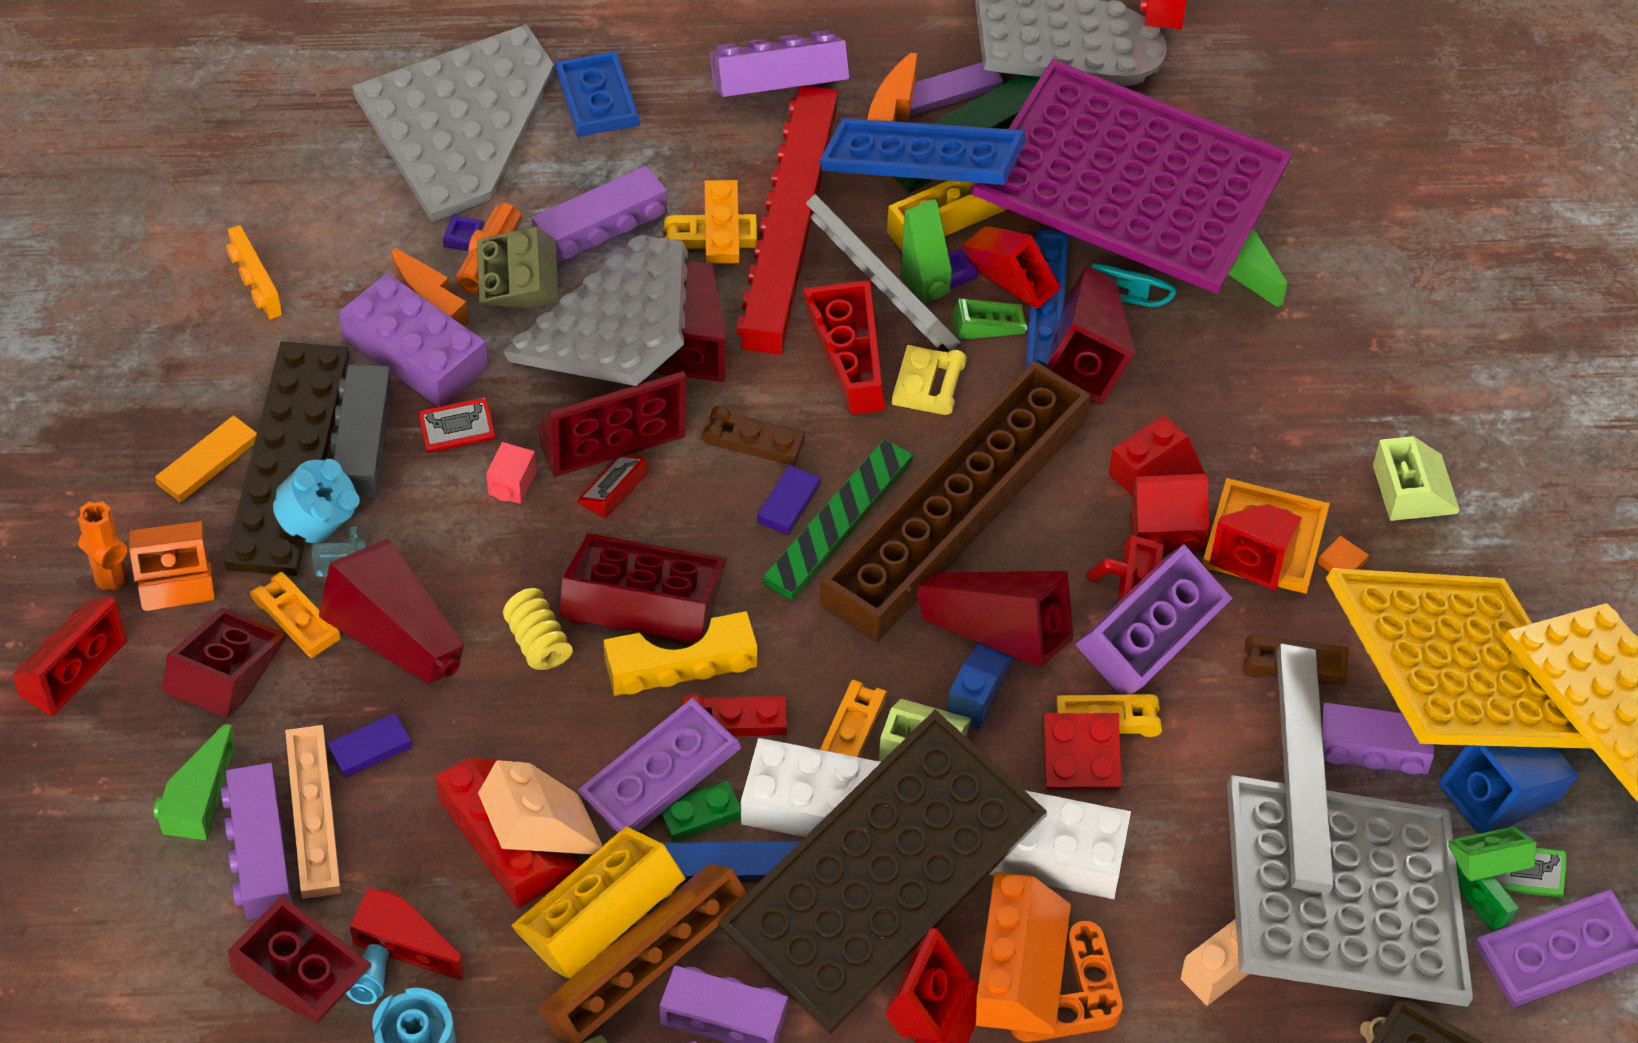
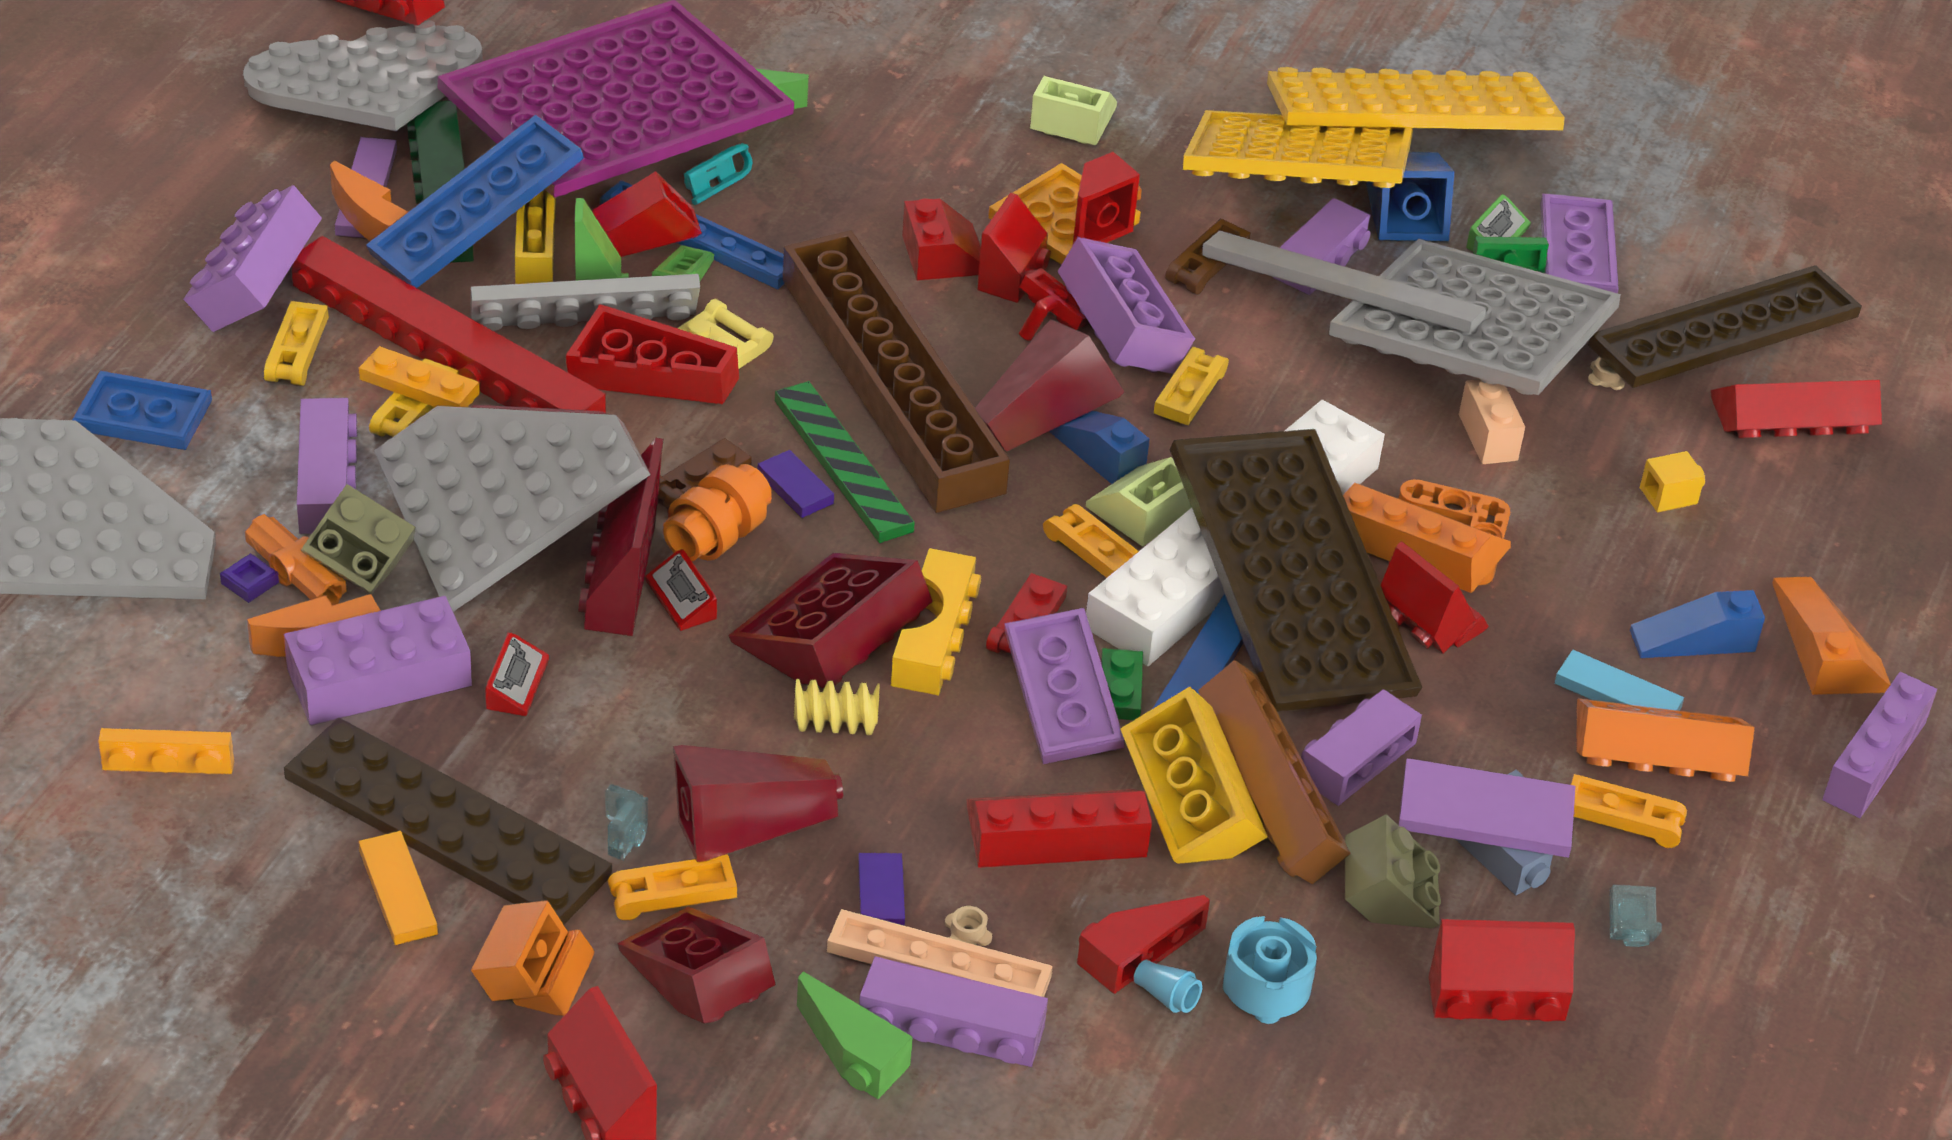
camera: 65 degrees left, 10 degrees down
(102, 545) = (496, 983): orange piece -> none
(296, 961) = (1133, 1024): dark red slope -> none
(315, 500) = (553, 801): medium azure brick -> none
(359, 808) = (969, 926): none -> tan plate
(362, 425) = (468, 745): dark grey brick -> none
(511, 473) = (617, 654): coral brick -> none
(536, 811) = (1079, 769): light nougat slope -> none
(712, 463) = (717, 512): none -> orange piece
(725, 137) = (296, 342): none -> yellow plate
(1082, 751) = (1222, 408): red plate -> none
(1092, 336) = (767, 207): dark red slope -> none
(1493, 853) = (1487, 223): bright green slope -> none

